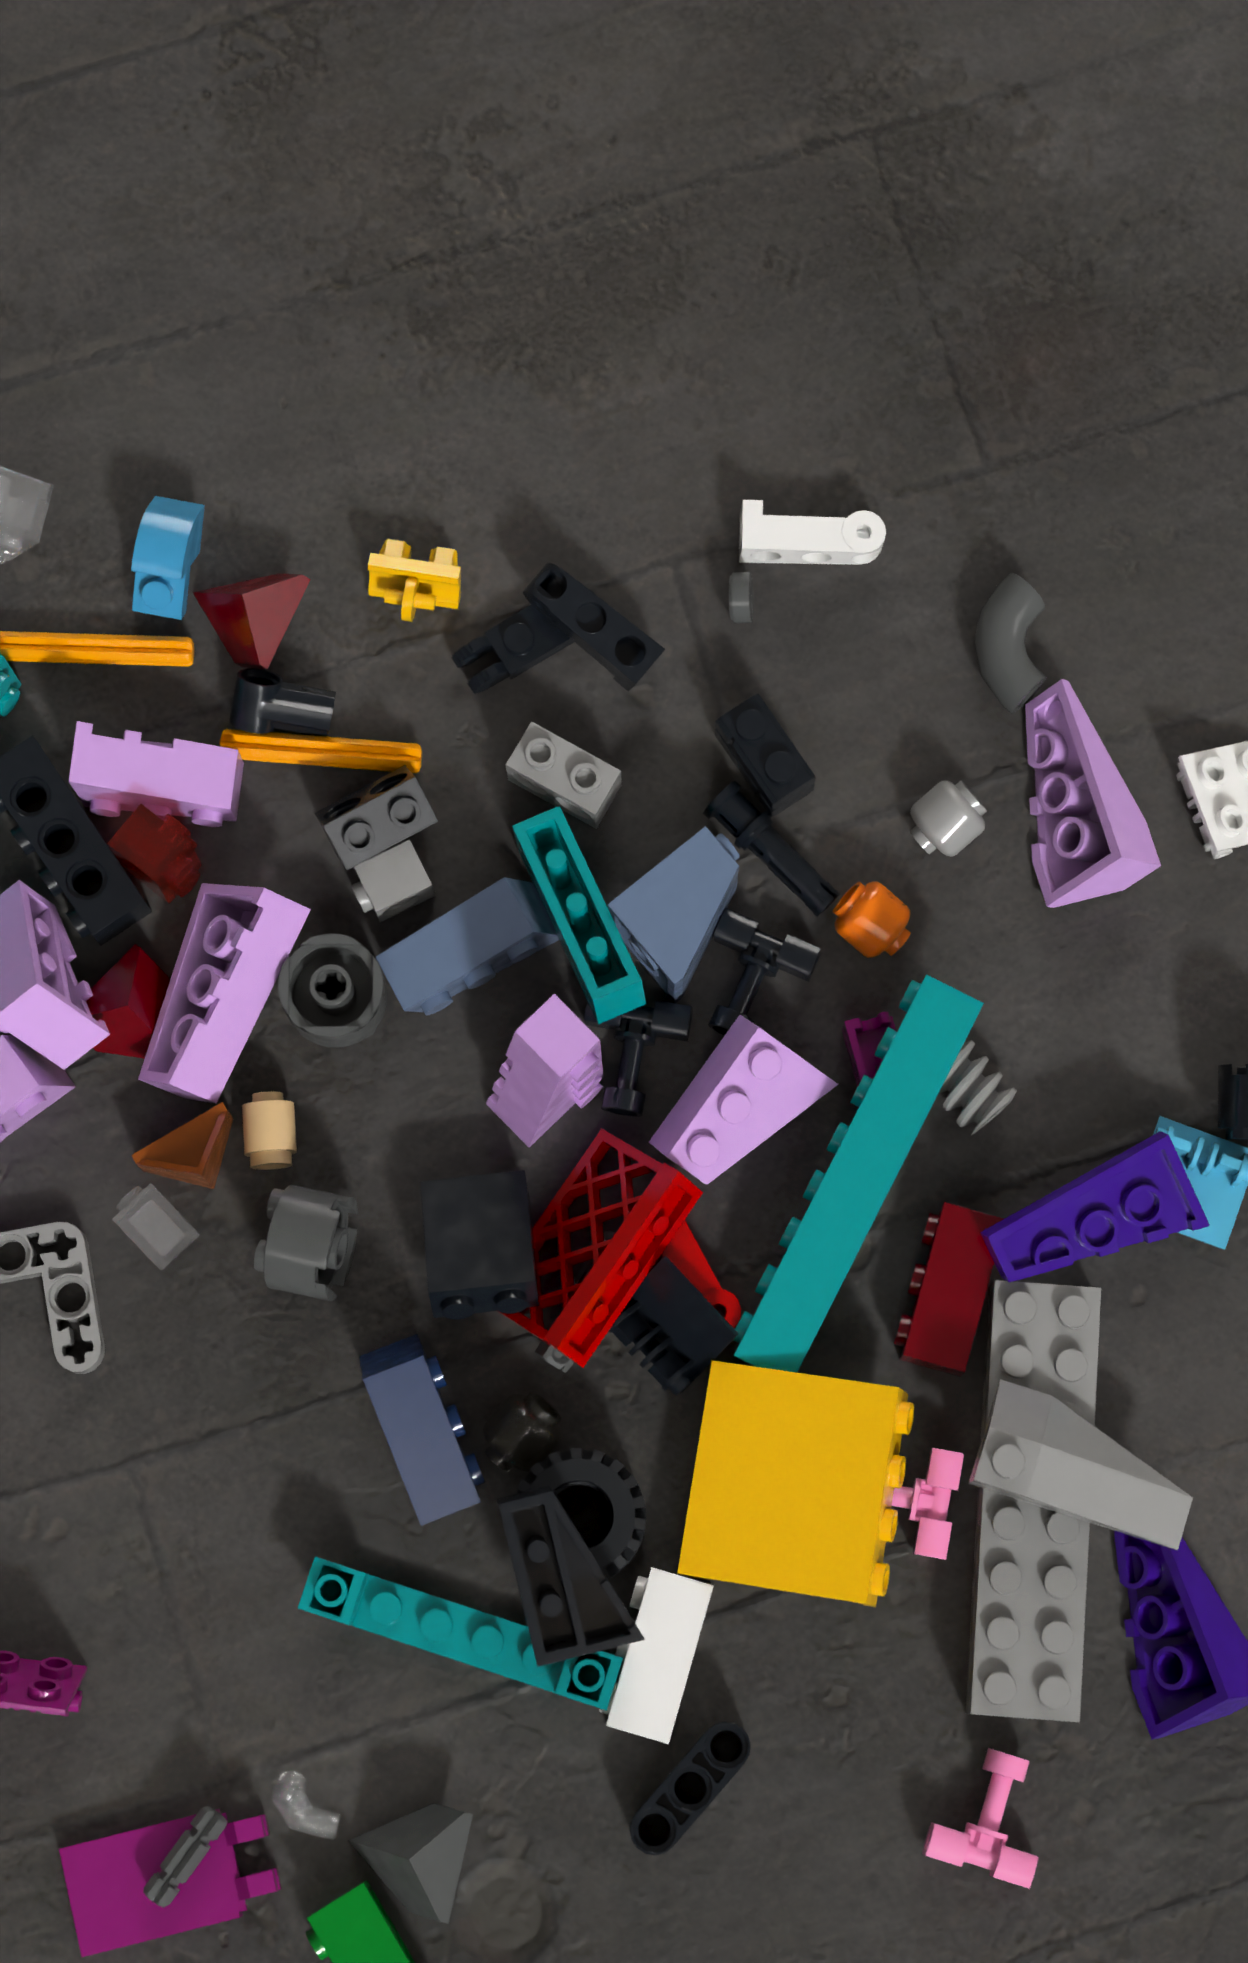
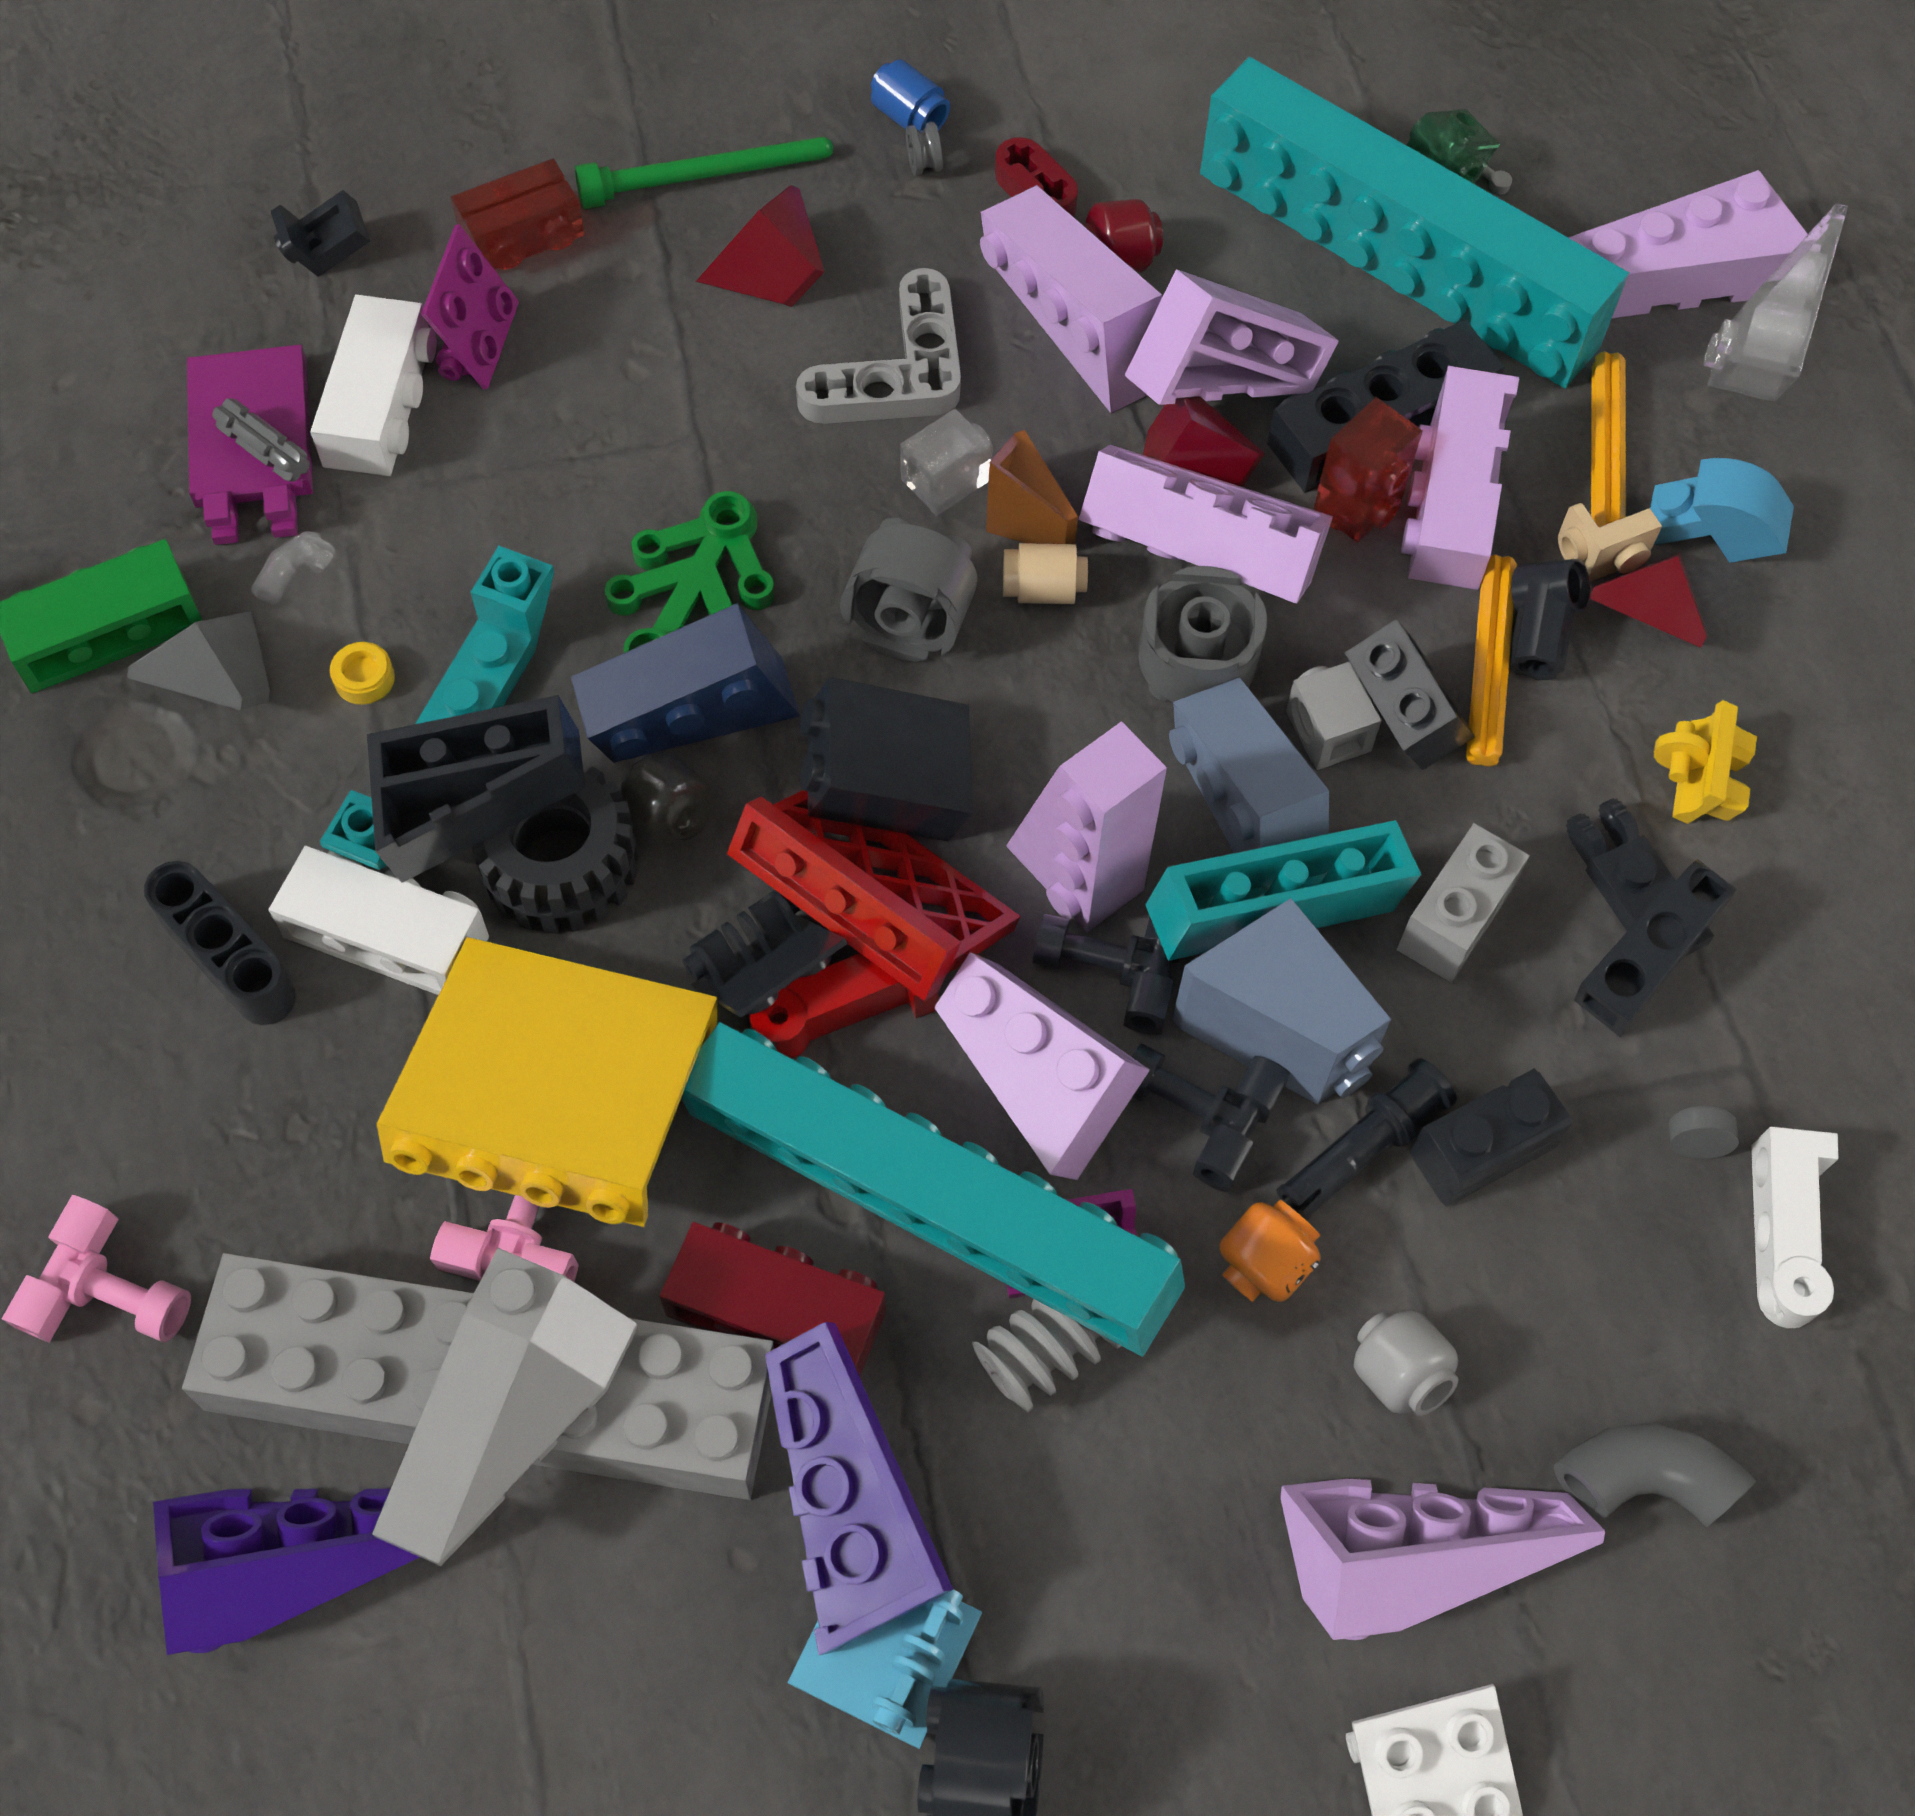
camera: 90 degrees right, 15 degrees down
(104, 1765) = (373, 385): none -> white brick
(207, 640) = (1608, 548): none -> tan bracket
(291, 1438) = (693, 575): none -> green plant
(409, 1723) = (362, 673): none -> yellow tile

